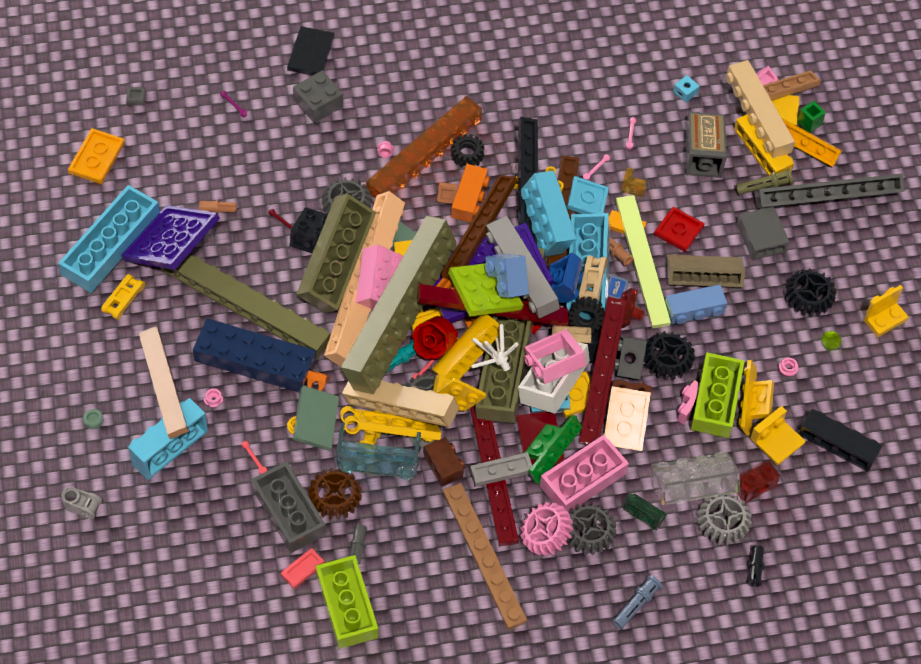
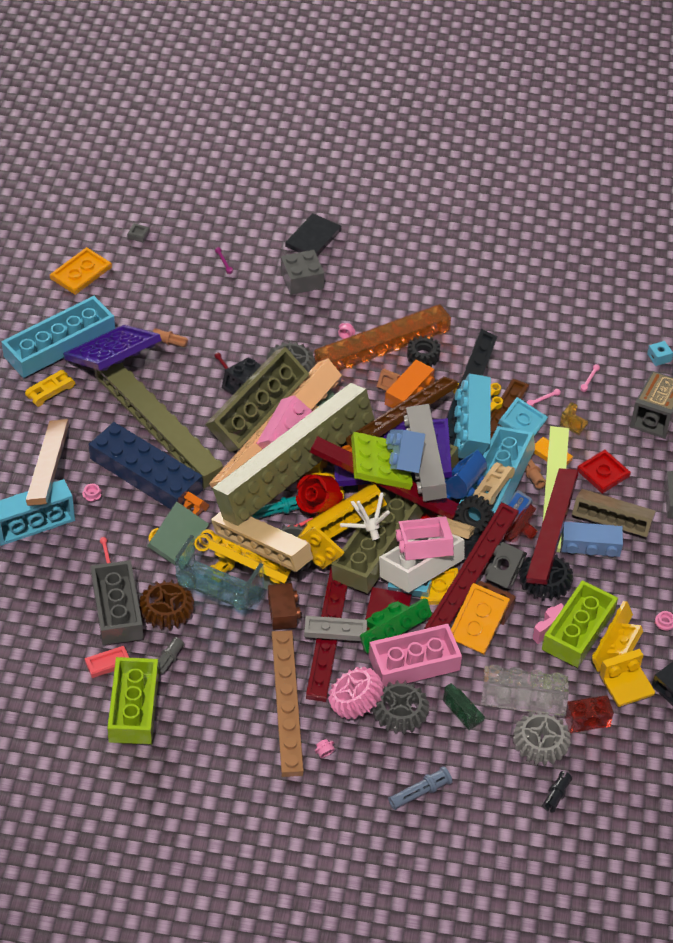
camera: 20 degrees right, 10 degrees down
(537, 591) = (324, 748): none -> bright pink plate
(659, 304) = (552, 526): none -> dark red tile

